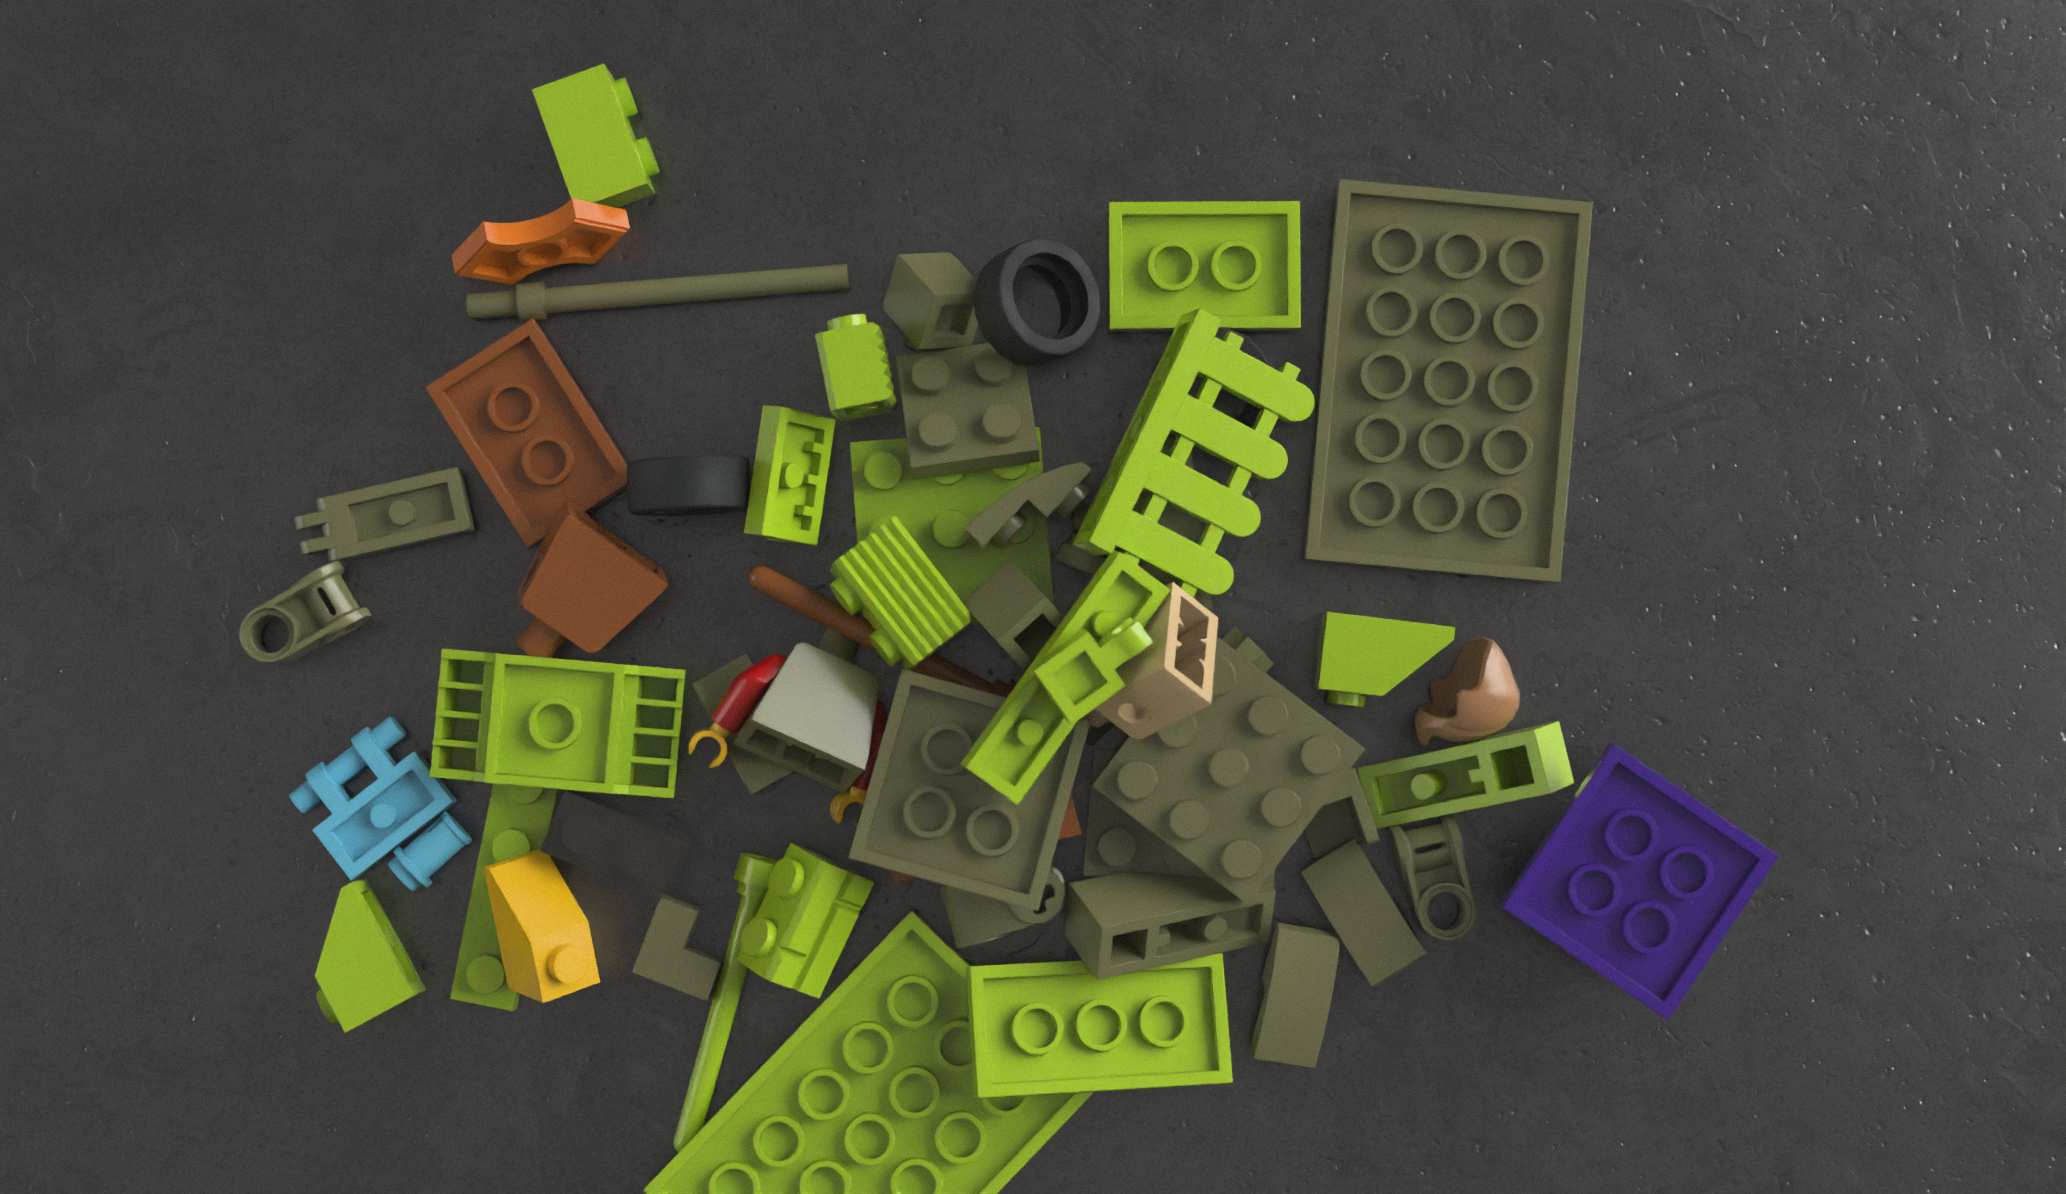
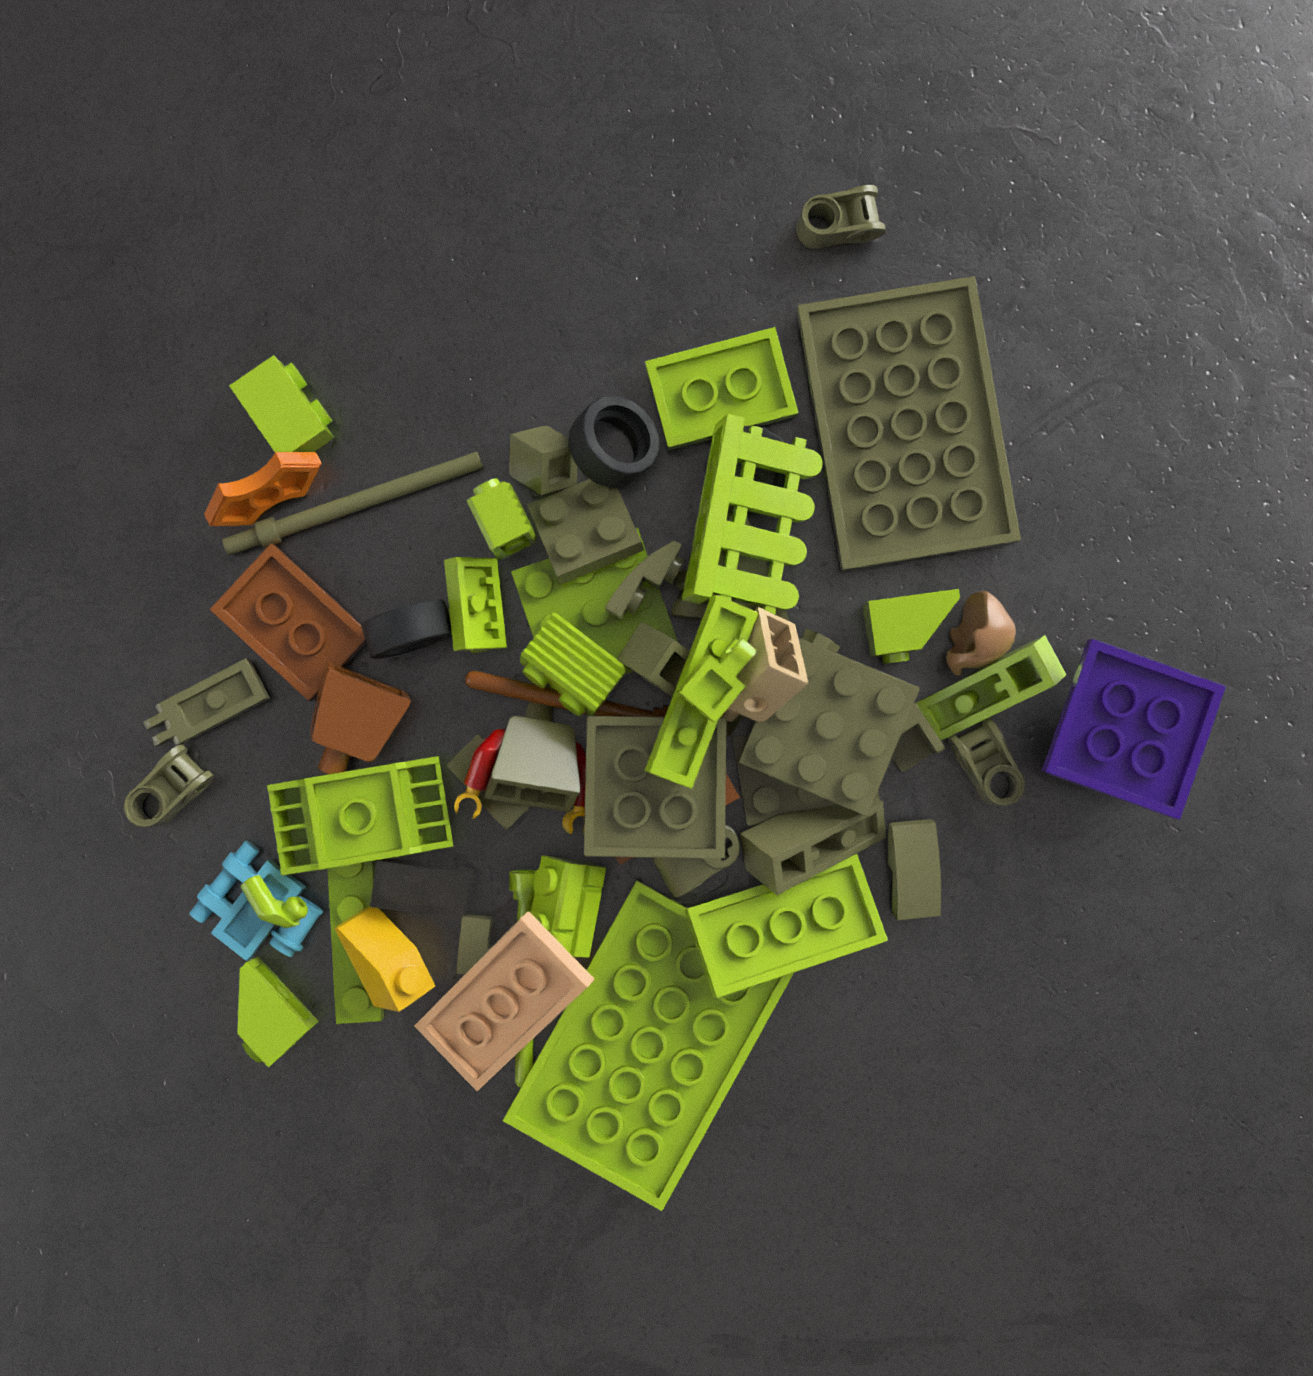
camera: 15 degrees left, 0 degrees up
(403, 819) = (272, 910): none -> lime arm
(687, 1027) = (504, 1001): none -> light nougat plate
(1364, 913) = (946, 801): olive slope -> none
(1444, 74) = (849, 214): none -> olive piece

